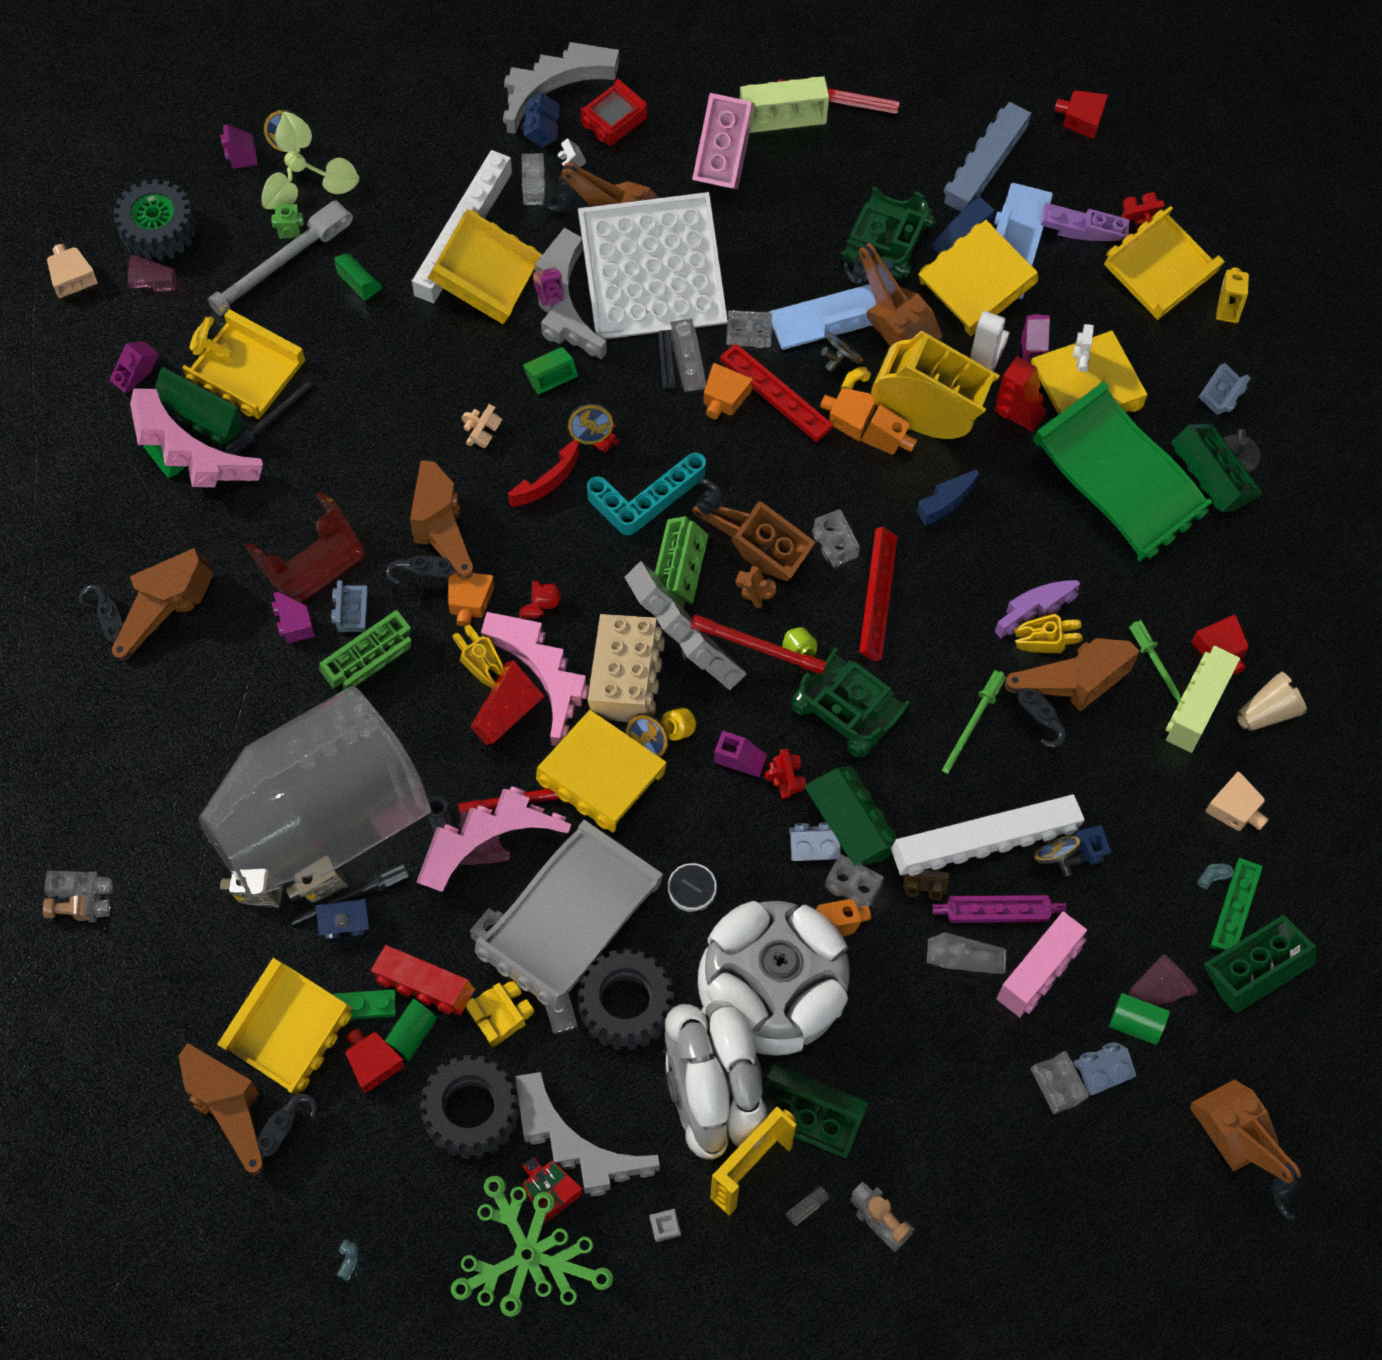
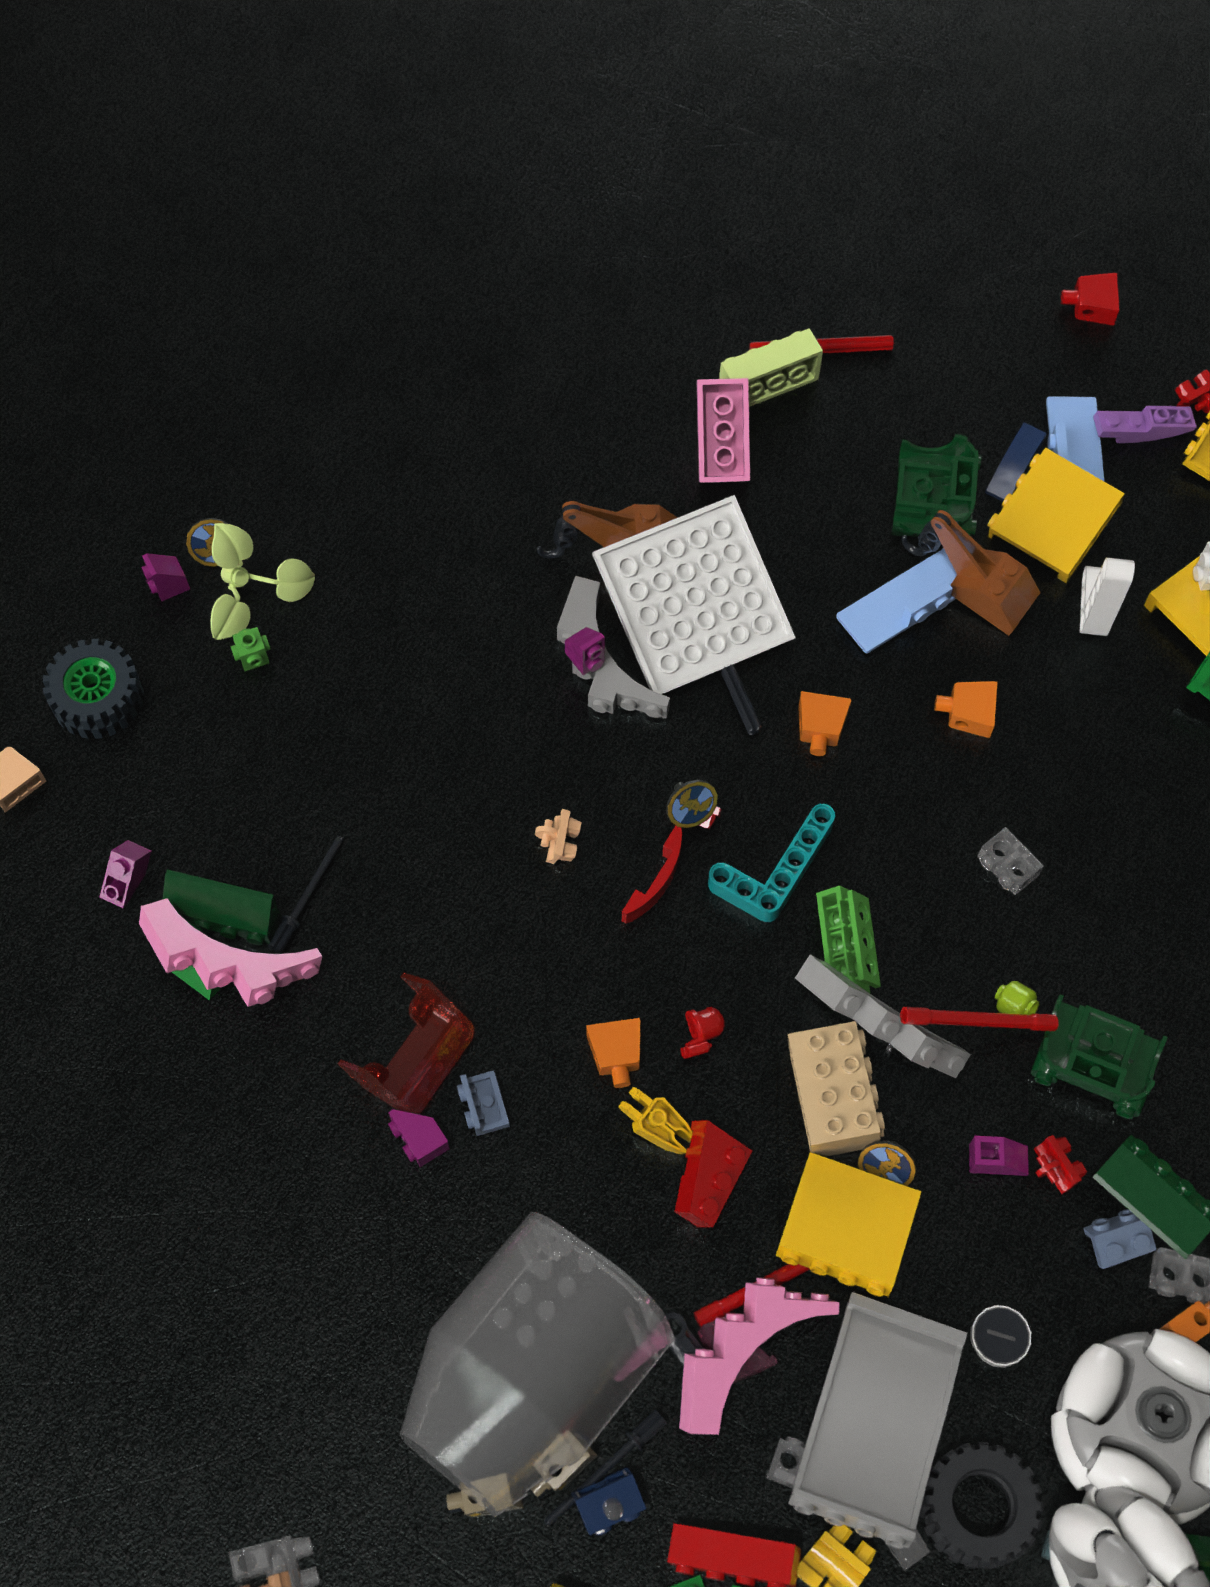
camera: 15 degrees left, 0 degrees up
(150, 274) = (107, 754): clear pink slope -> none
(161, 588) = (251, 1150): dark orange slope -> none
(200, 340) = (196, 828): yellow piece -> none
(254, 371) = (257, 837): yellow panel -> none
(322, 225) = (291, 644): piece -> none
(356, 276) = (352, 694): green brick -> none
(365, 648) = (517, 1152): bright green brick -> none
(434, 522) = (552, 972): dark orange slope -> none
(478, 198) = (455, 604): white brick -> none
(484, 266) = (499, 645): yellow panel -> none
(526, 642) = (737, 1106): bright pink arch -> none
(533, 179) = (517, 526): clear brick -> none
(541, 120) = (502, 456): dark blue piece -> none
(550, 370) = (615, 748): green brick -> none
(572, 153) = (551, 485): white tile -> none
(577, 64) = (520, 379): light grey arch -> none
(614, 113) = (581, 426): red window -> none
(679, 723) = (917, 1137): yellow head -> none
(687, 354) = (765, 688): clear slope -> none
(749, 324) = (820, 634): clear brick -> none
(755, 586) = (943, 946): dark orange hips -> none
(760, 537) = (935, 884): dark orange slope -> none
(777, 393) = (881, 706): red plate -> none
(843, 350) = (932, 647): pearl dark grey shield -> none
(853, 376) = (962, 660): yellow arm -> none
(878, 594) = (1081, 915): red plate -> none
(888, 432) = (1023, 720): orange torso -> none
(932, 387) = (1067, 659): yellow brick -> none
(946, 497) = (1113, 780): dark blue slope -> none
(987, 157) = (1011, 375): sand blue brick -> none
(1020, 395) = (1155, 639): red wedge -> none
(1035, 336) = (1148, 568): slope -> none

